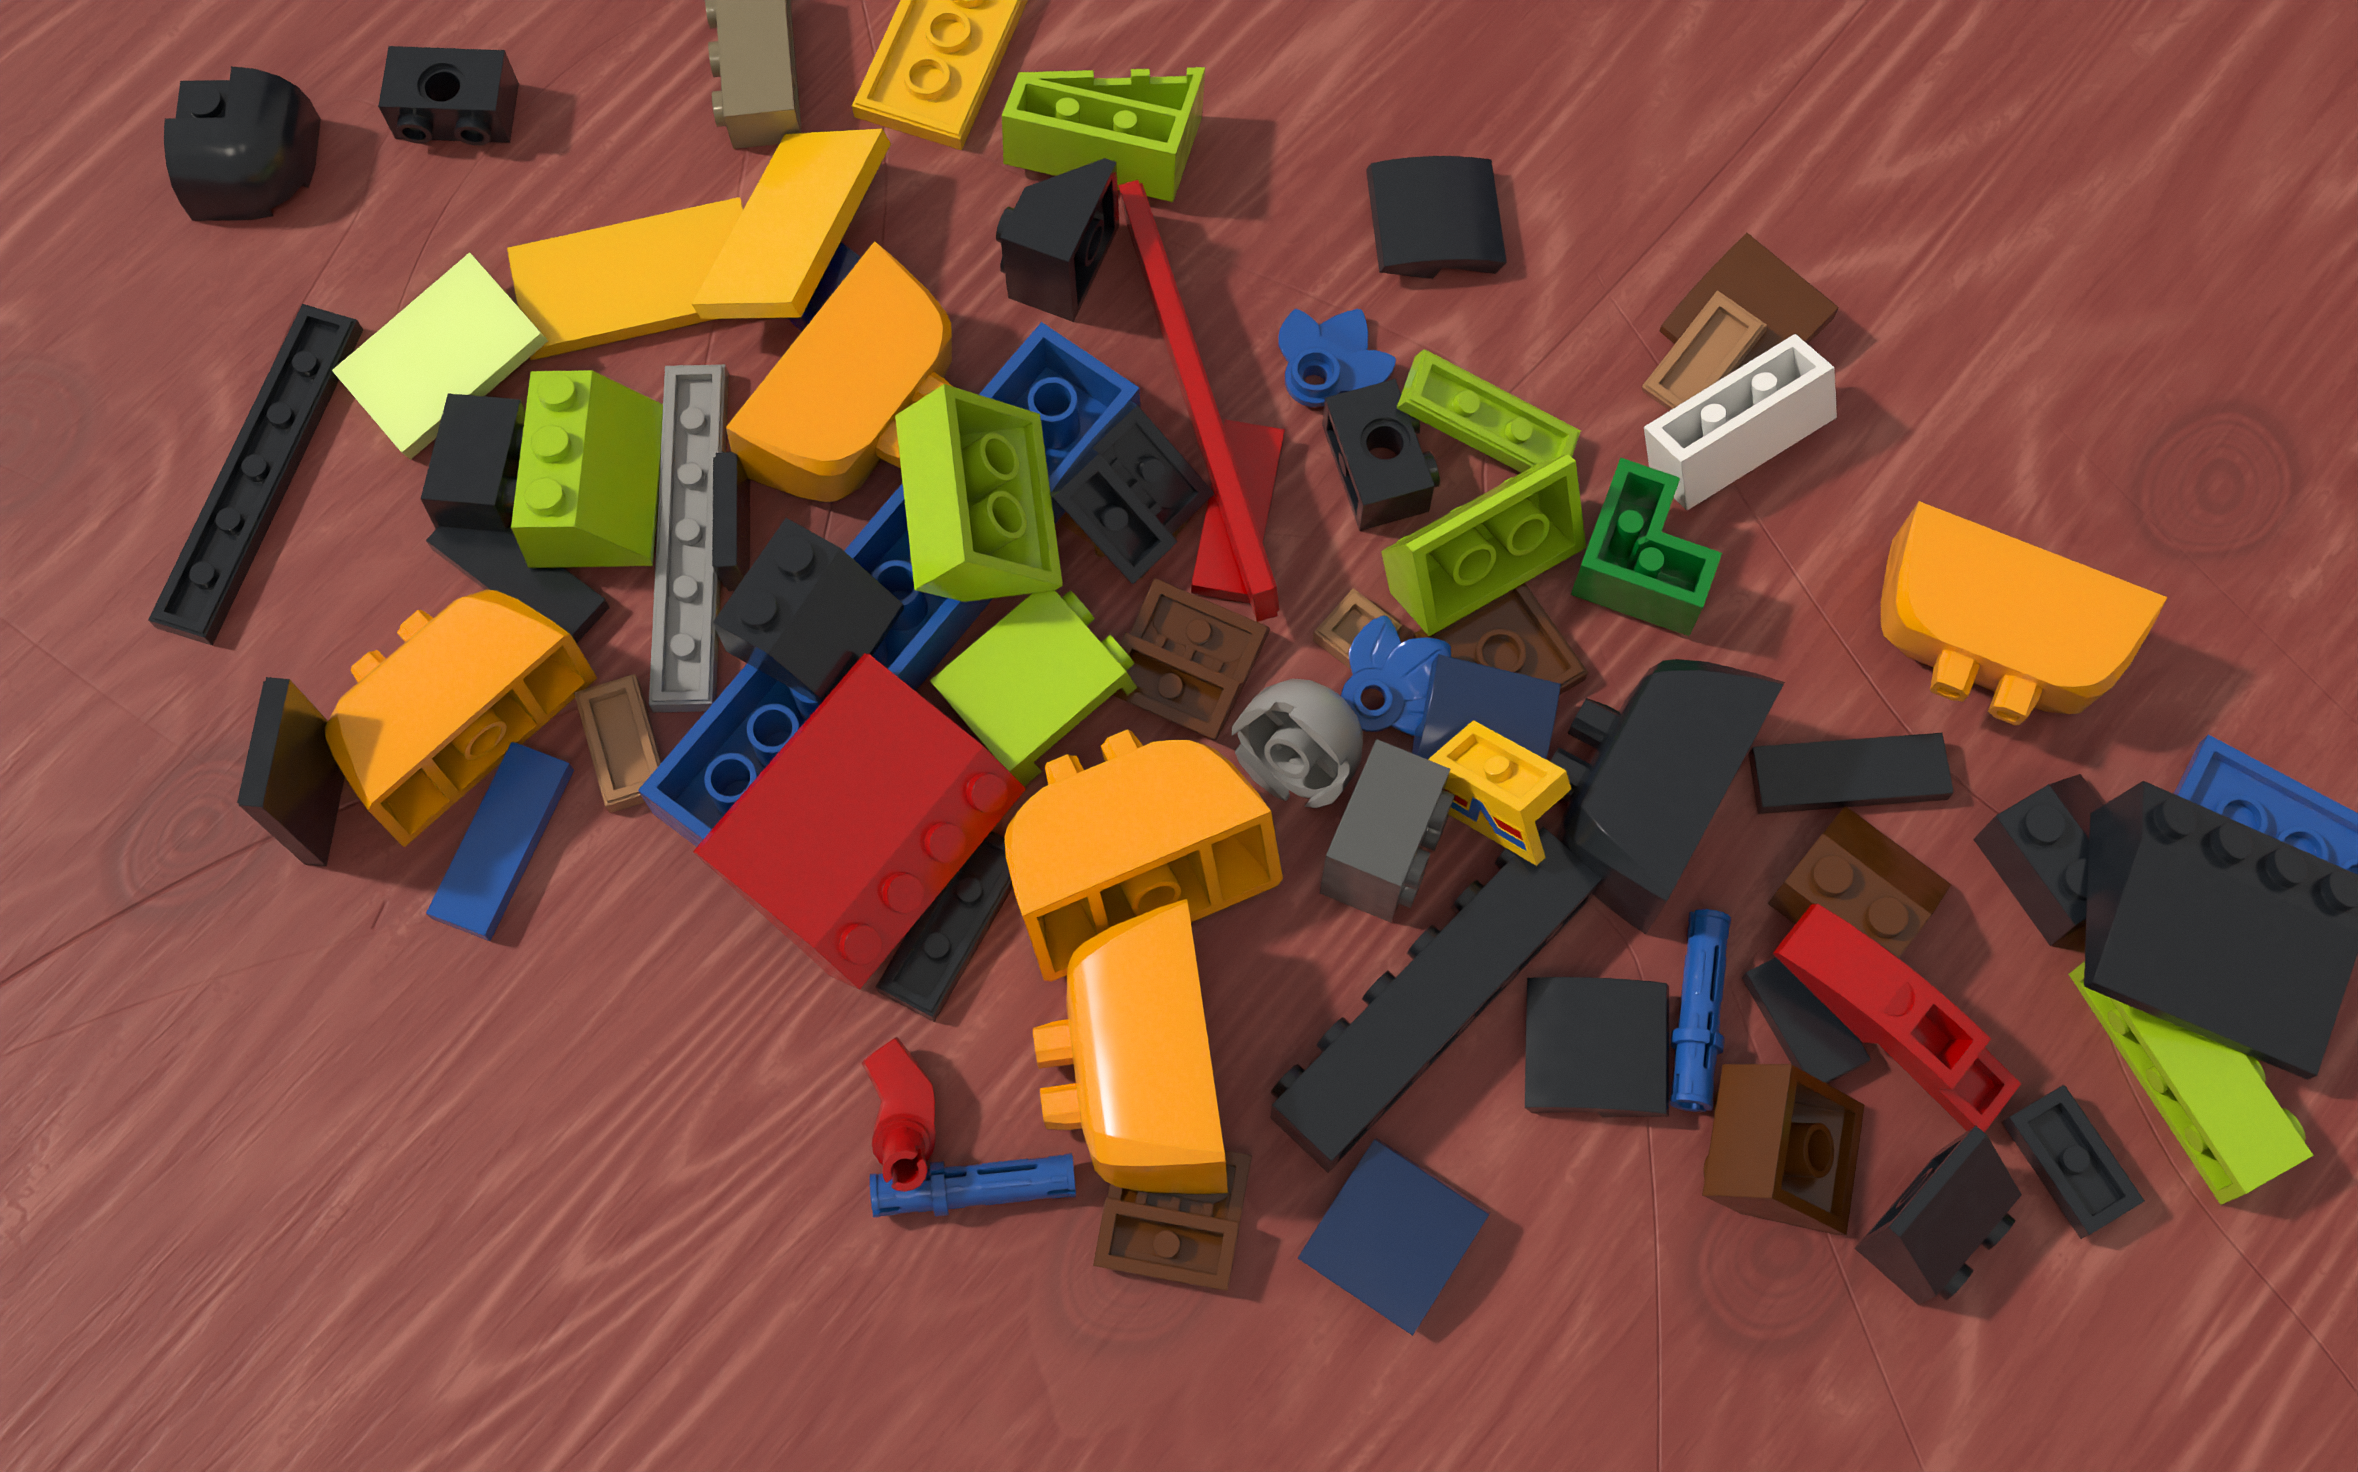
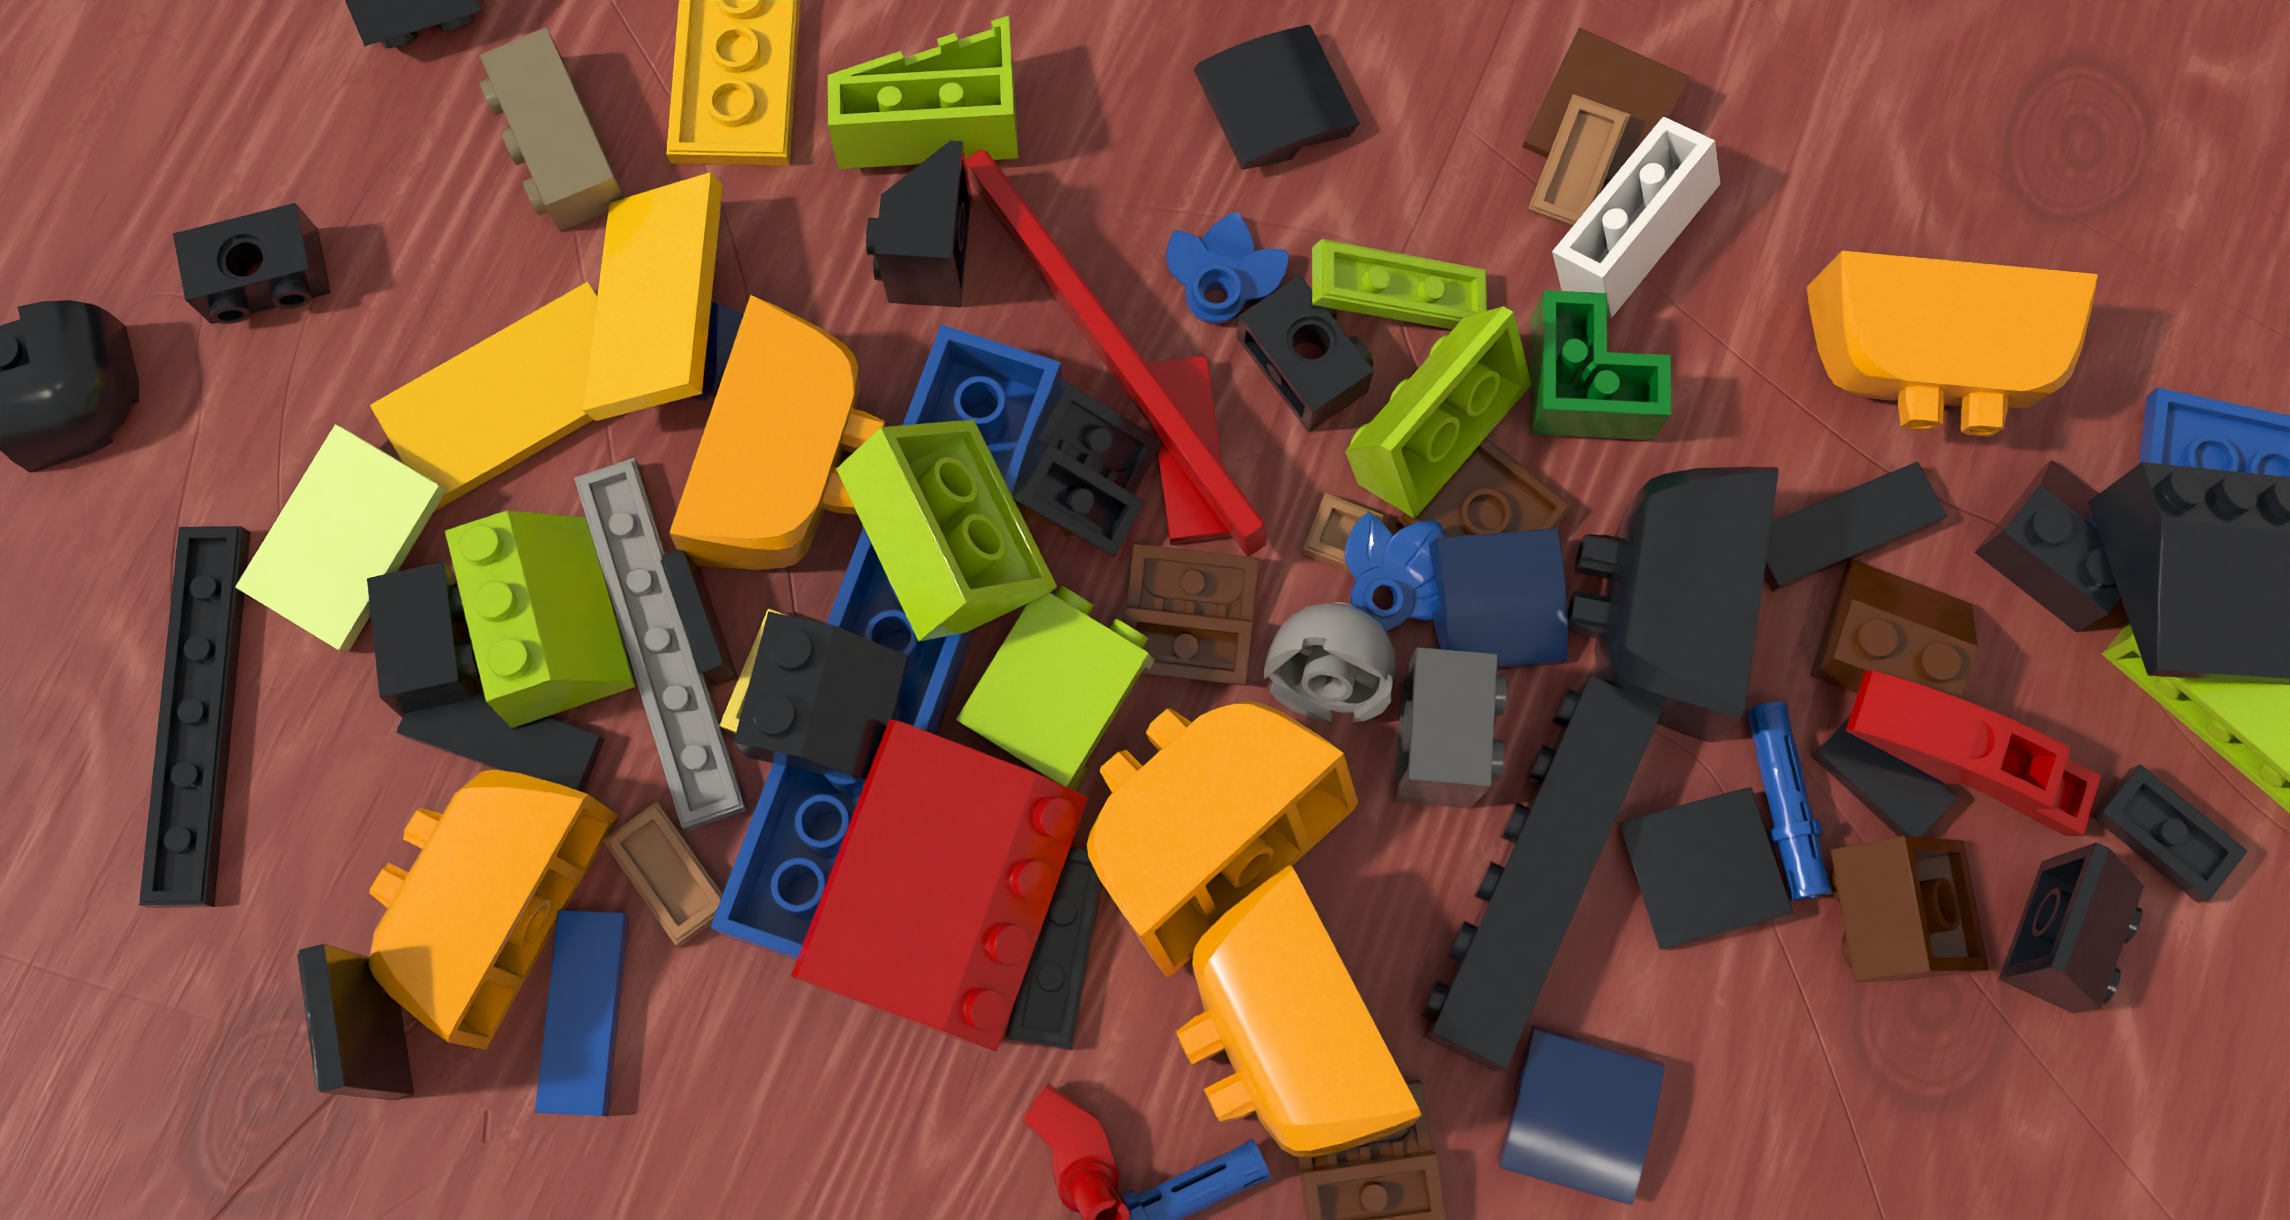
camera: 20 degrees left, 5 degrees up
(1501, 788) = (1544, 651): yellow panel -> none

